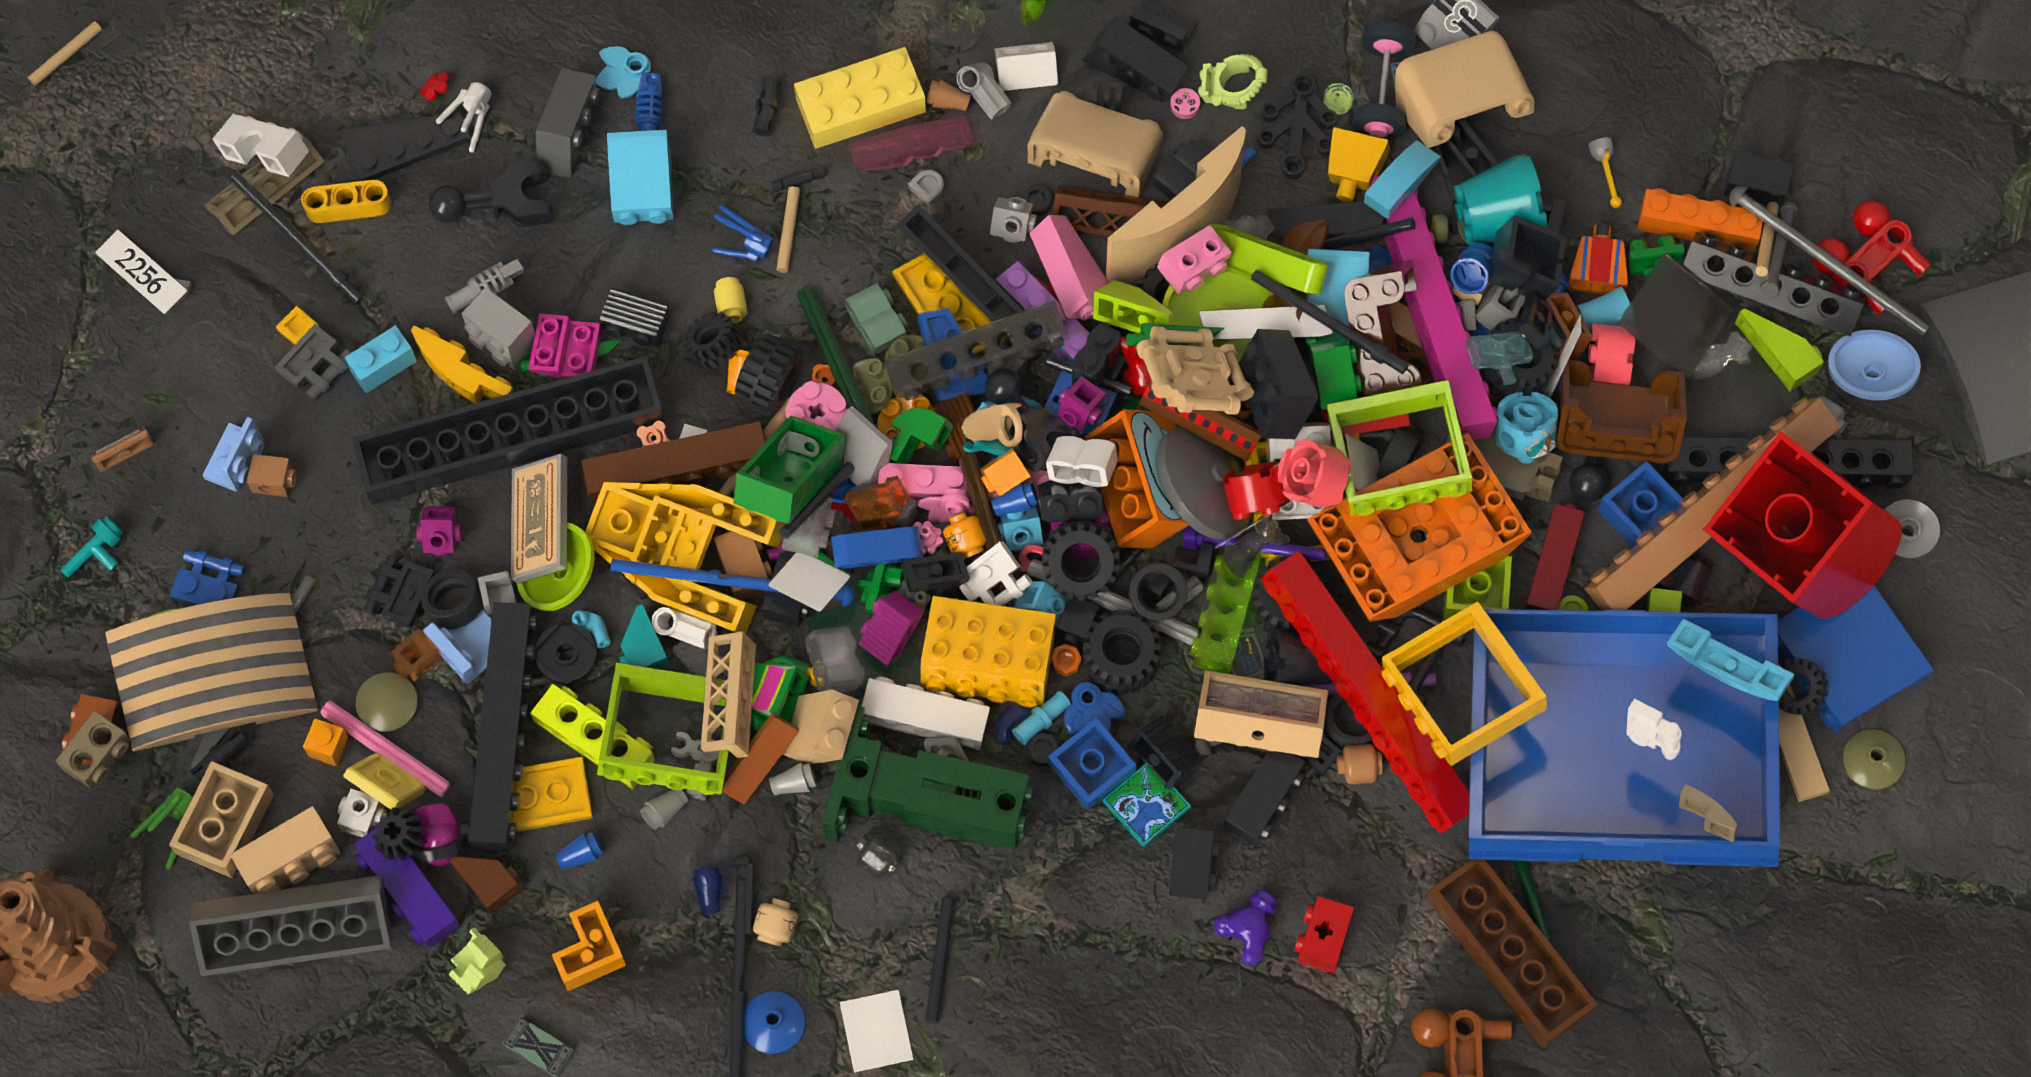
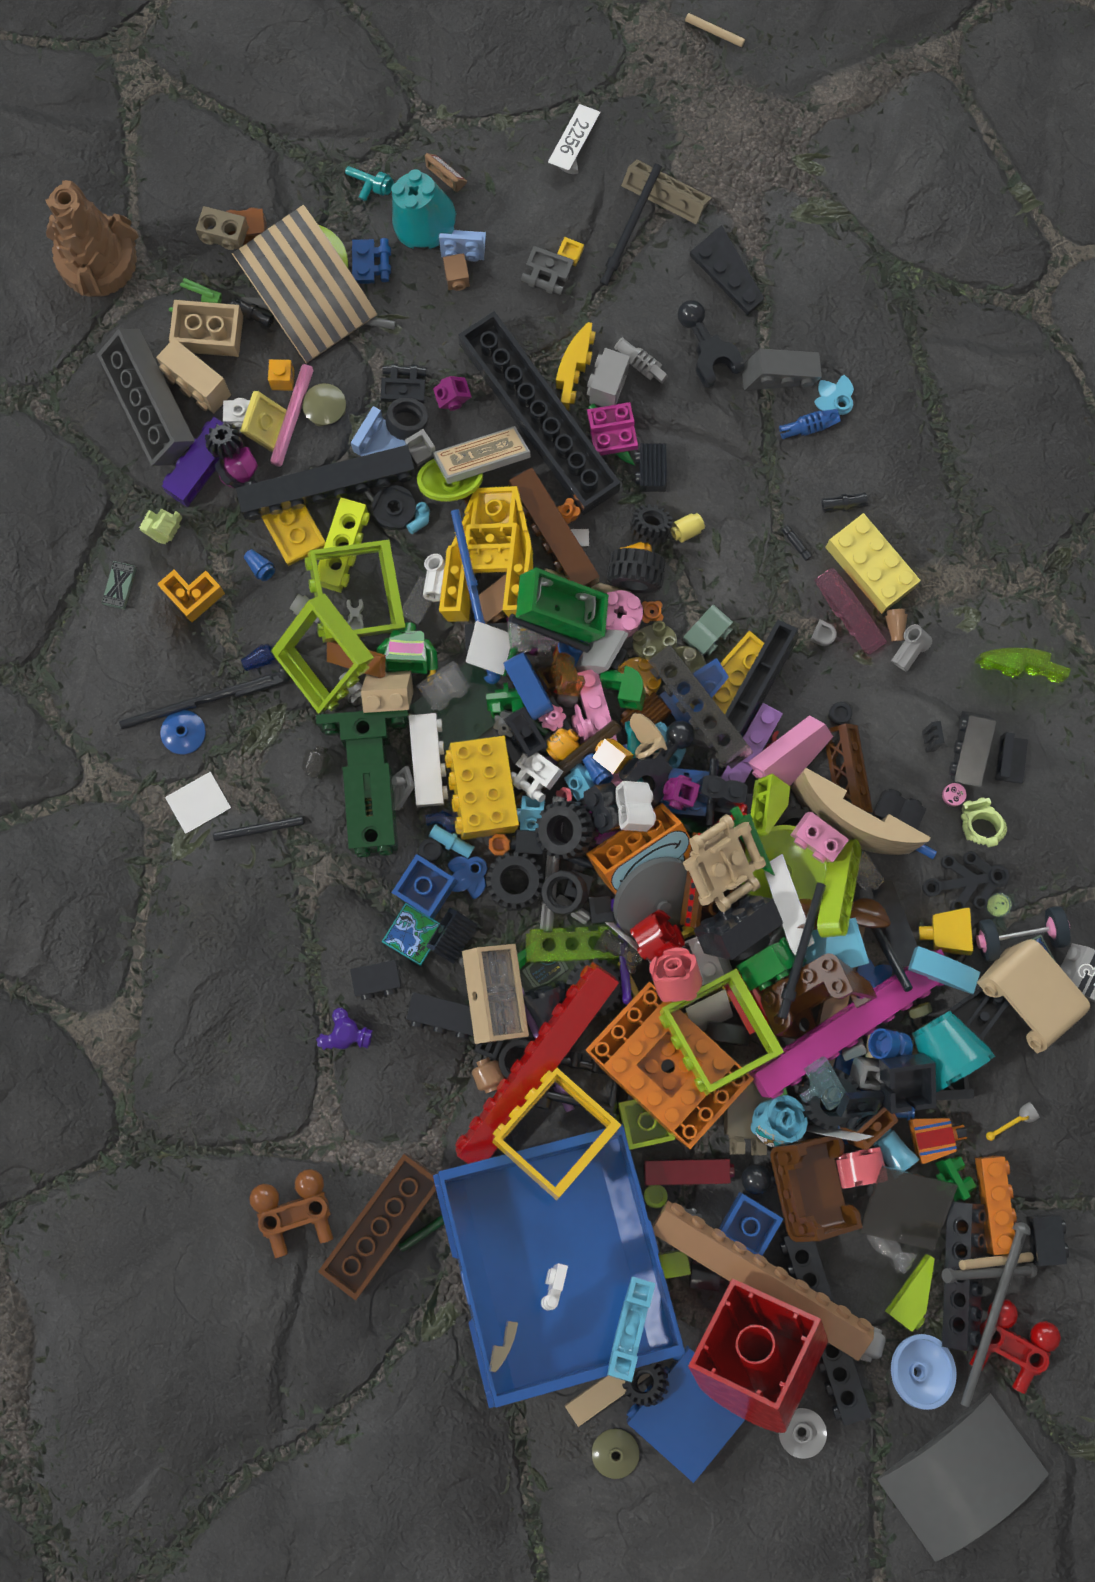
camera: 70 degrees right, 10 degrees up
(174, 490) = (421, 210): none -> teal cone
(275, 146) = (690, 176): white arch -> none
(334, 194) = (670, 257): yellow beam -> none
(380, 359) = (562, 311): medium azure brick -> none
(415, 646) = (355, 404): clear orange brick -> none
(435, 85) = (777, 275): red plant -> none
(475, 102) = (776, 305): white plant -> none
(488, 880) = (219, 512): reddish brown slope -> none
(640, 176) = (756, 434): medium azure slope -> none
(641, 643) = (413, 553): teal slope -> none
(739, 694) = (393, 626): tan fence -> none
(757, 241) = (737, 531): blue plant -> none
(758, 836) = (298, 668): none -> lime window
(775, 922) = (248, 709): tan head -> none
(788, 229) = (755, 549): tan bar -> none
(832, 351) = (667, 613): dark green axle -> none
(890, 627) = (477, 715): magenta brick -> none
(1012, 219) = (816, 700): light grey brick -> none
(1026, 66) = (941, 671): white panel -> none
(1096, 141) = (898, 740): tan windscreen -> none
(1329, 916) = (342, 1094): red brick -> none

